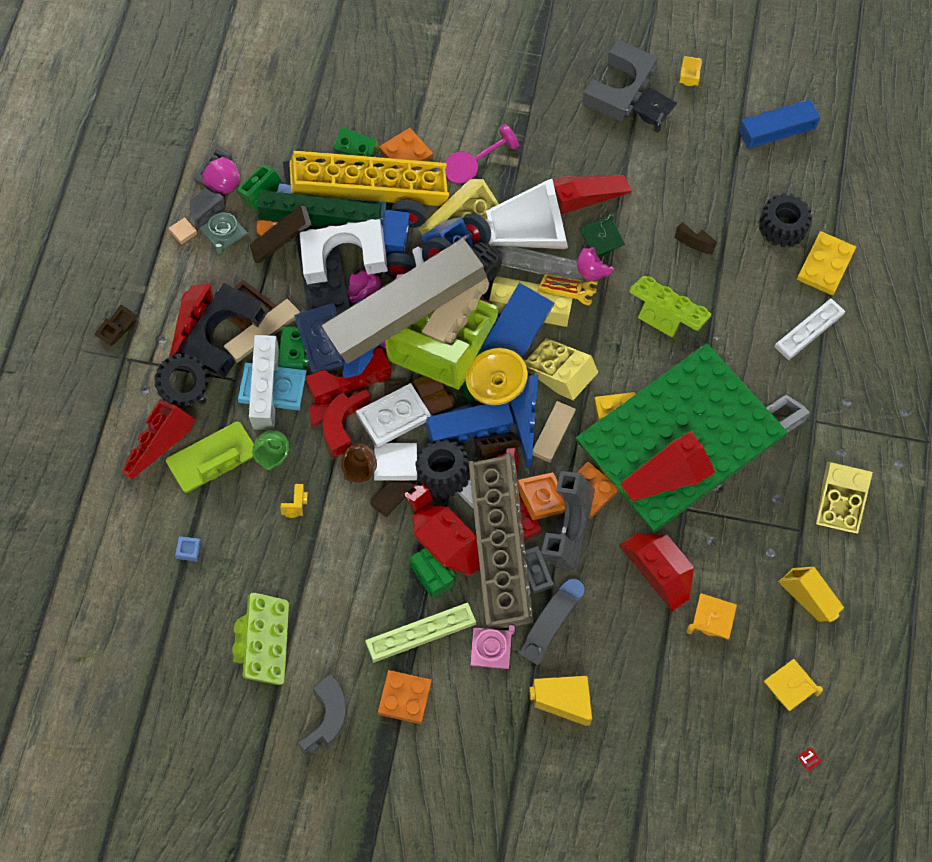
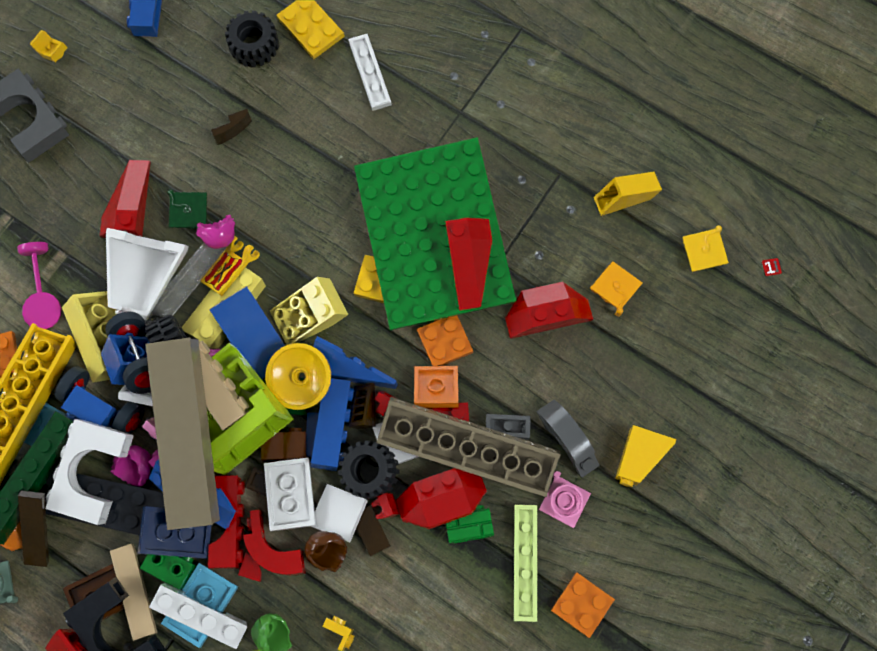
camera: 60 degrees left, 10 degrees up
(553, 431) = (371, 346): tan tile -> none
(566, 548) = (501, 389): dark grey arch -> none
(574, 588) = (537, 399): medium blue tile -> none
(654, 108) = (71, 98): black hat -> none
(666, 308) = (292, 185): lime bracket -> none
(799, 411) = (450, 118): light grey tile -> none
(843, 497) = (546, 121): light yellow slope -> none

